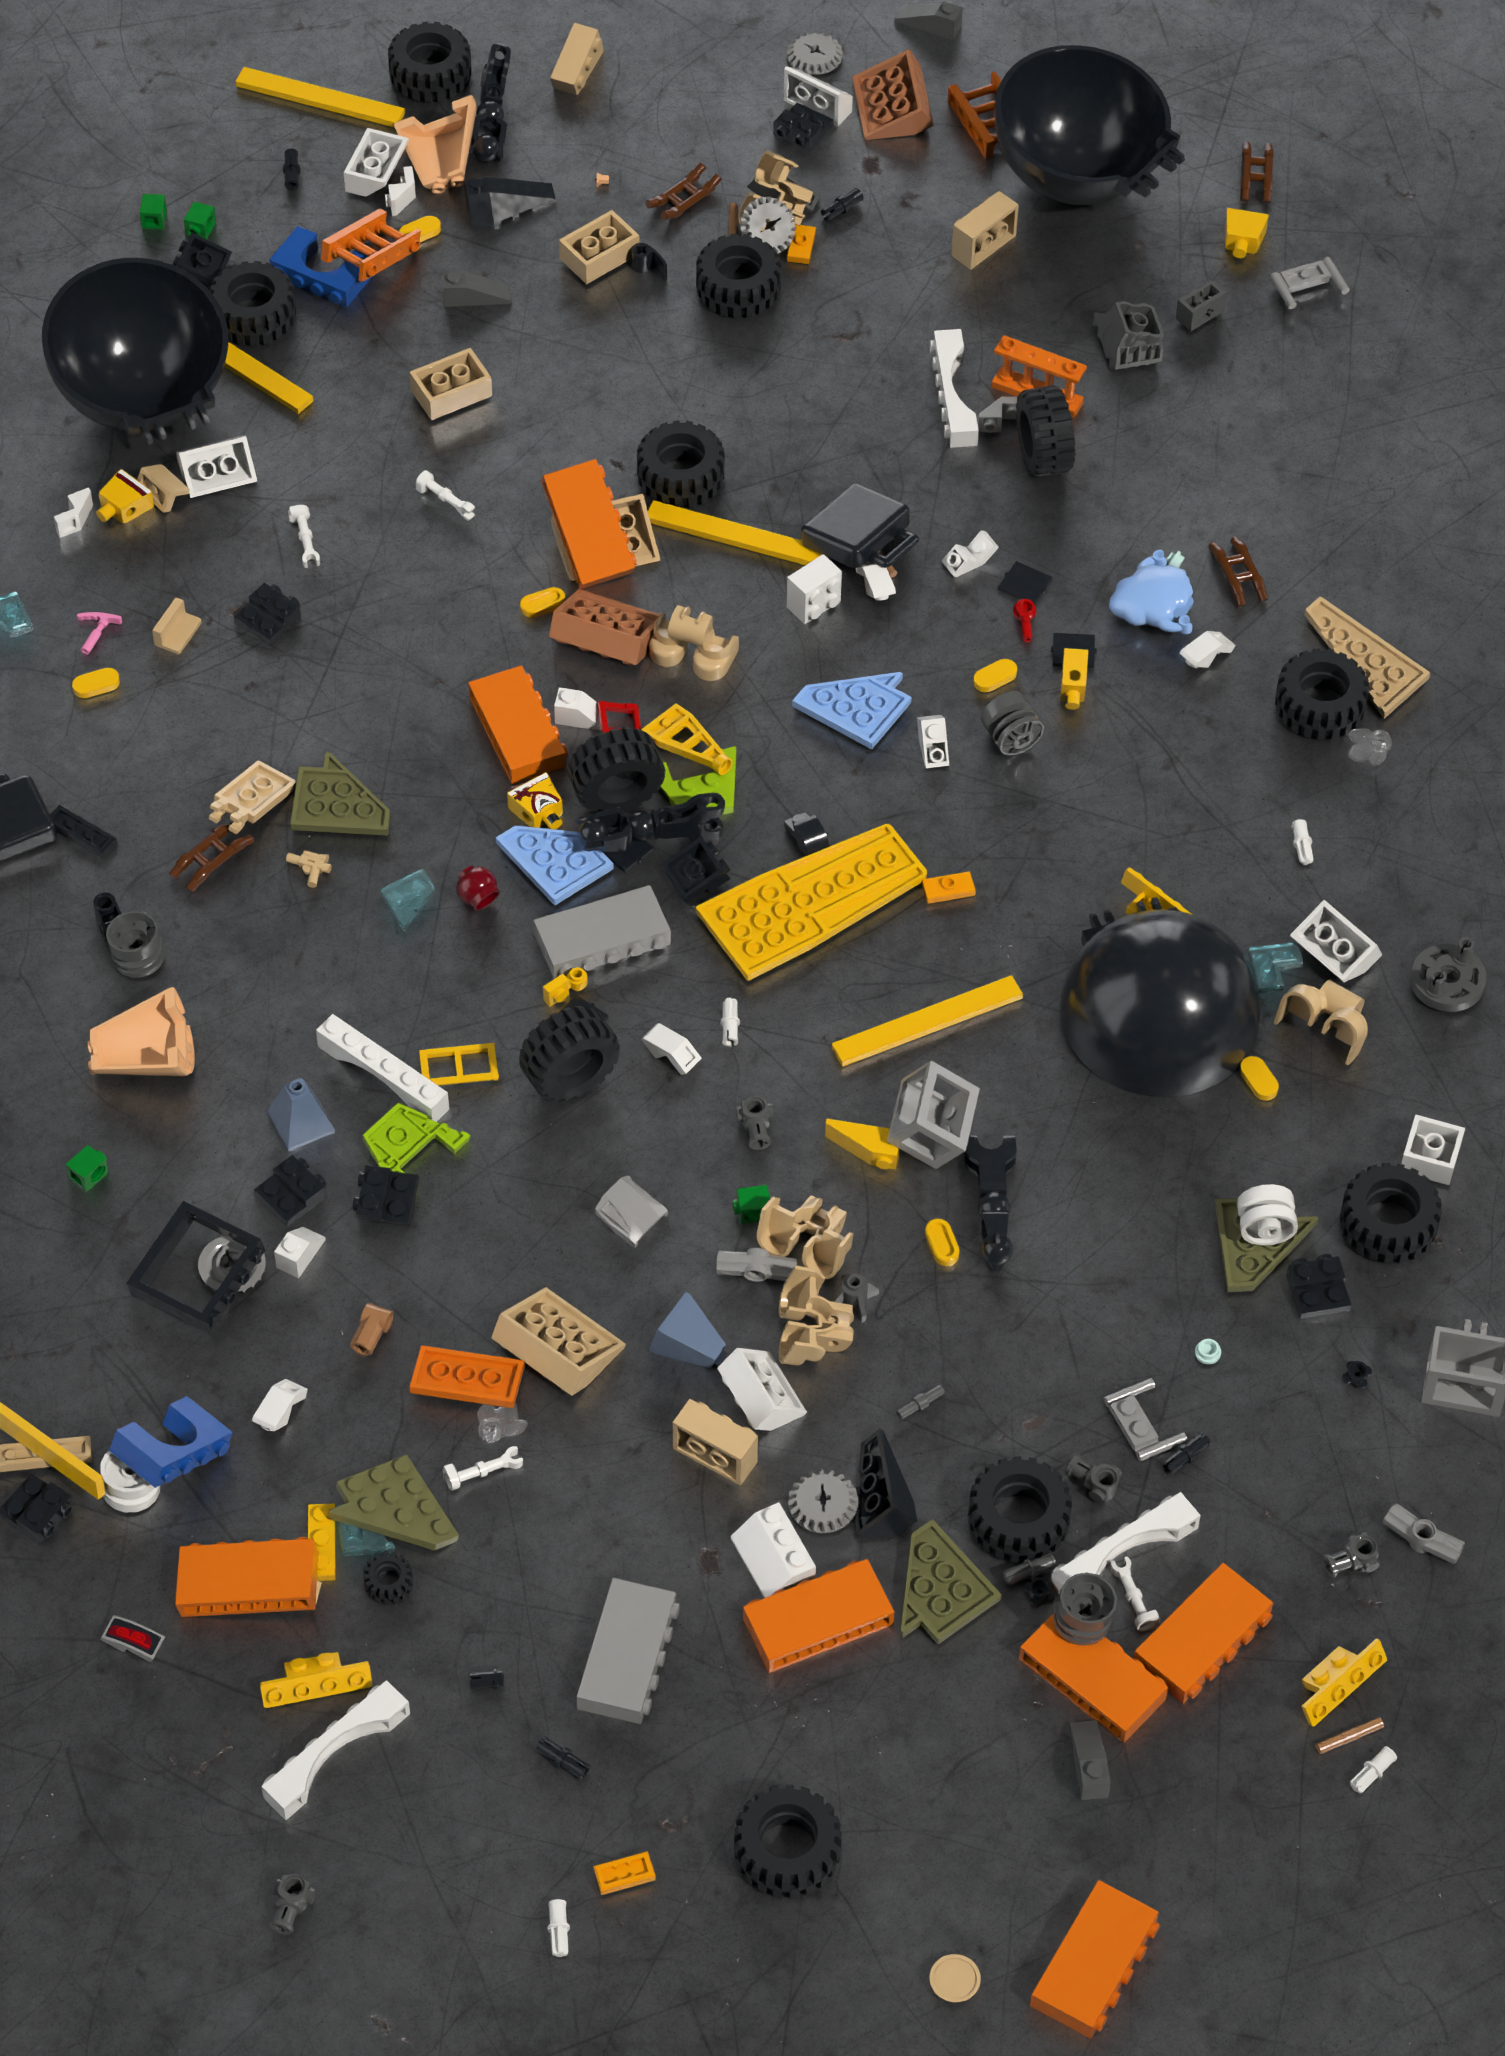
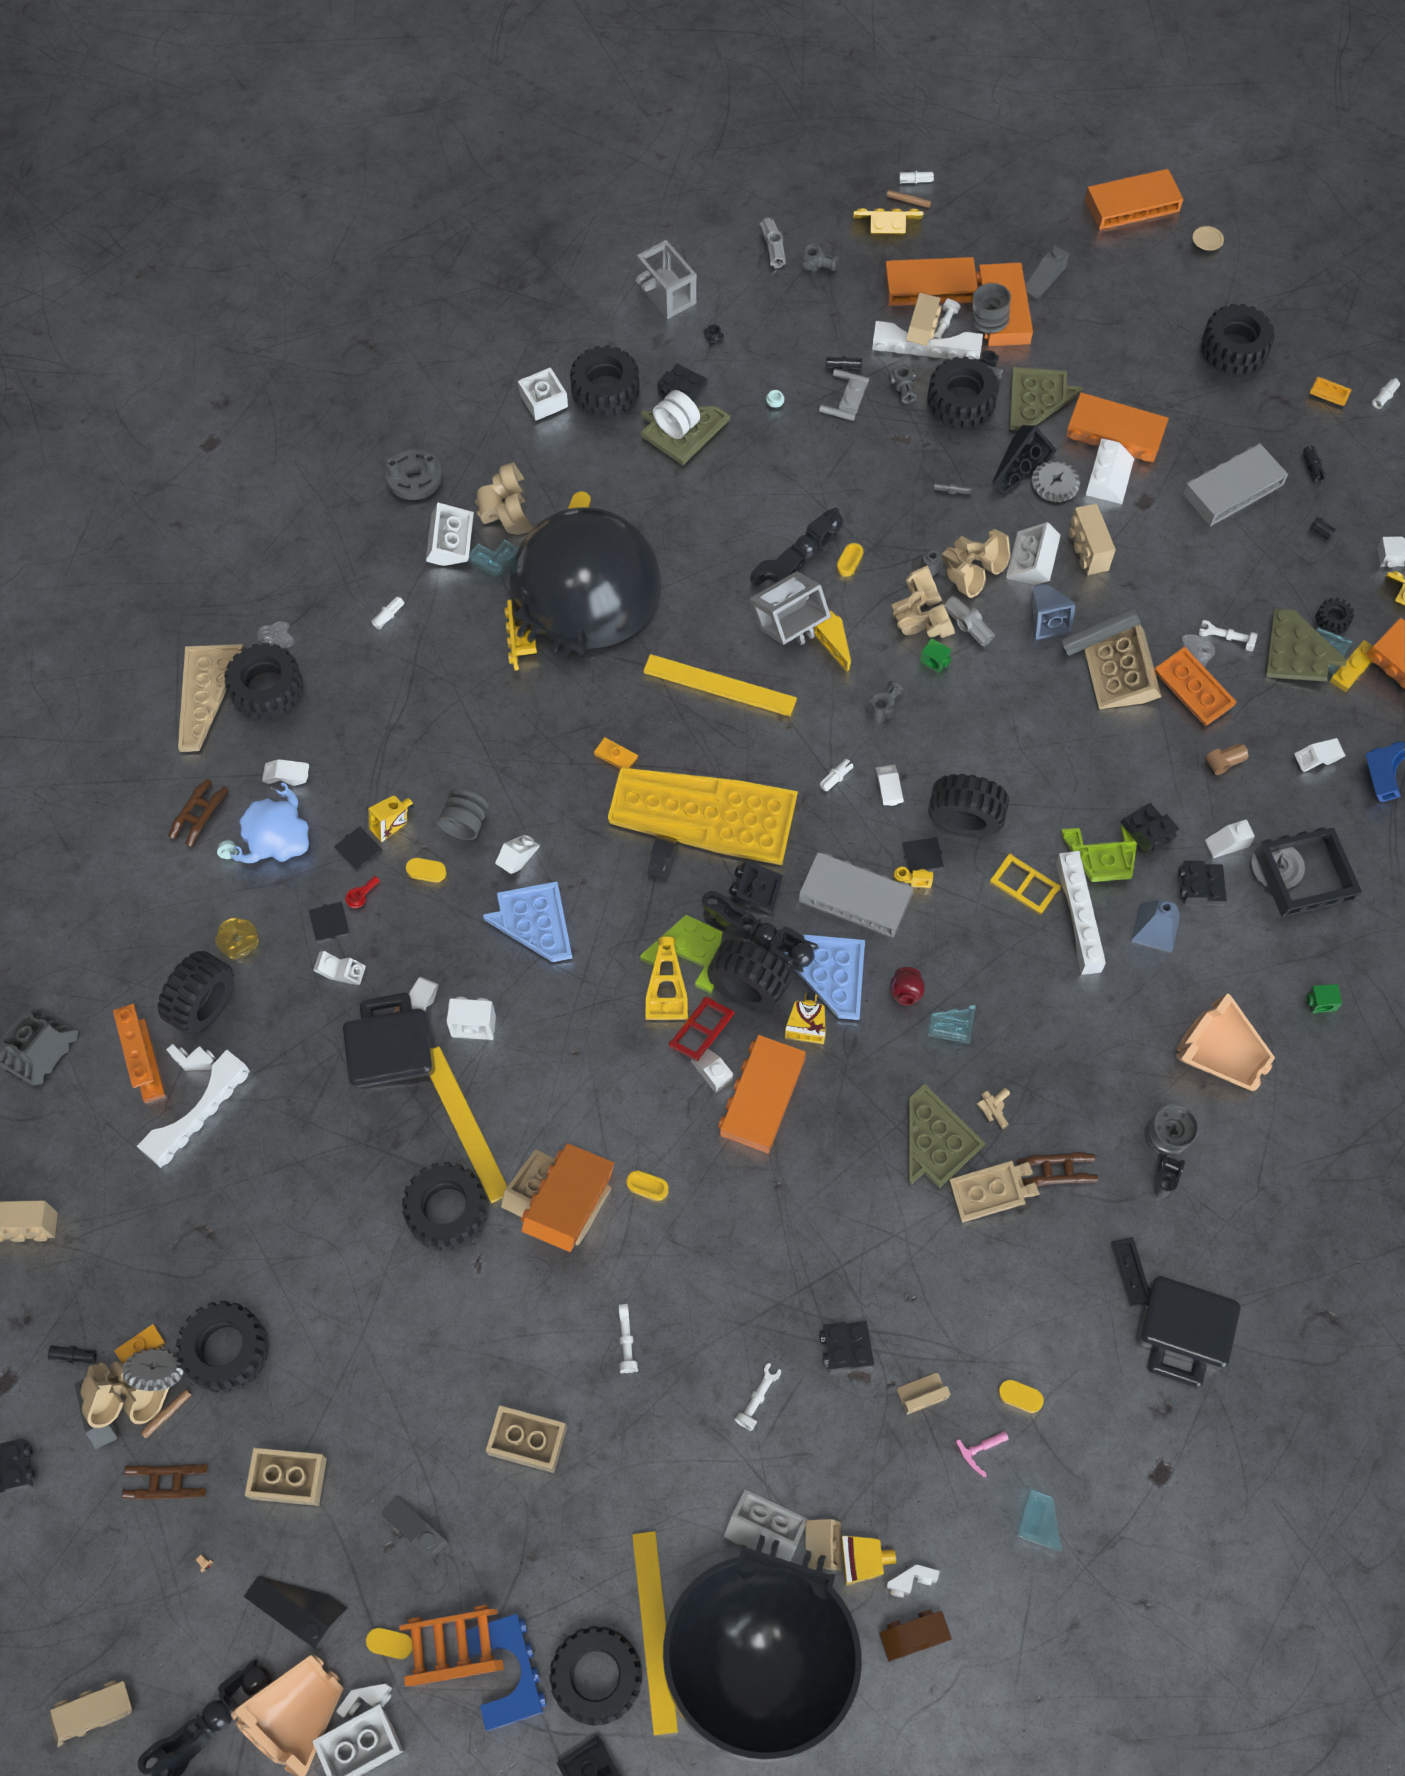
camera: 135 degrees left, 10 degrees up
(41, 481) = (915, 1635): none -> reddish brown brick
(604, 626) = (627, 1121): nougat slope -> none
(608, 1341) = (1101, 631): none -> dark grey brick
(629, 1210) = (1008, 708): light grey slope -> none
(645, 257) = (259, 1434): black panel -> none
(672, 637) = (600, 1067): tan piece -> none
(1076, 523) = (242, 947): none -> clear yellow plate
(1144, 1540) = (924, 319): none -> tan wedge

